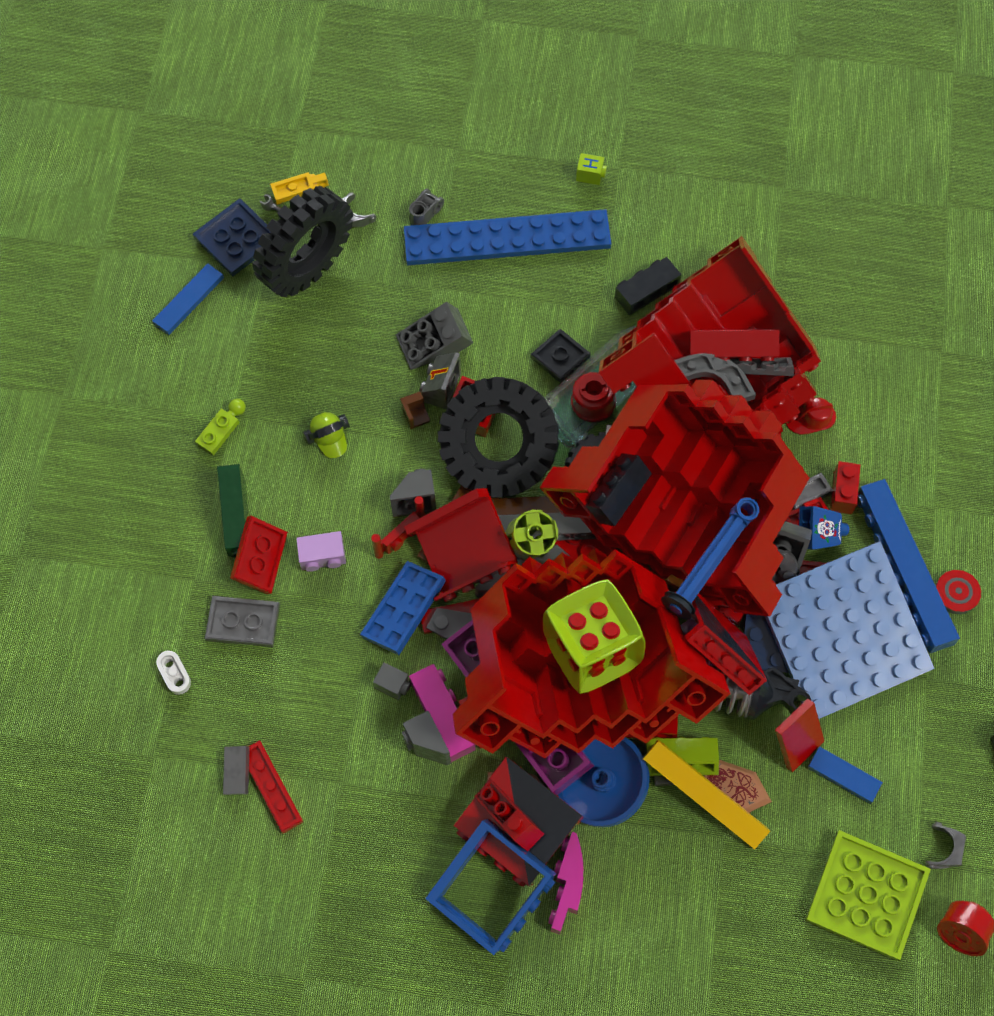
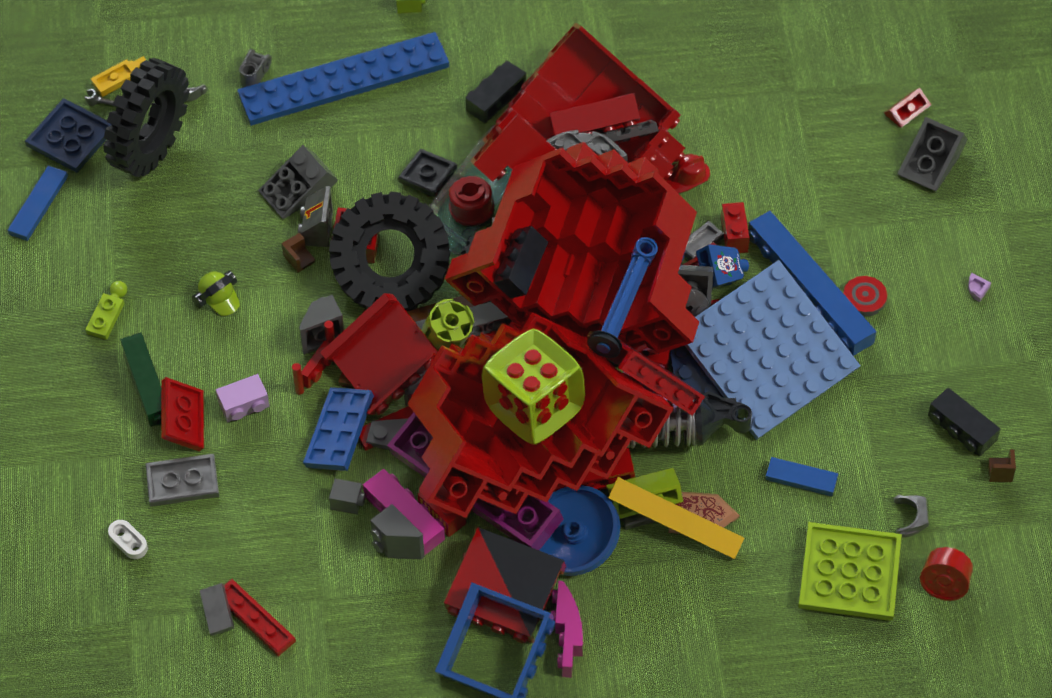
camera: 15 degrees left, 10 degrees down
(509, 815) = (495, 575): red slope -> none
(800, 735) = (749, 445): red tile -> none

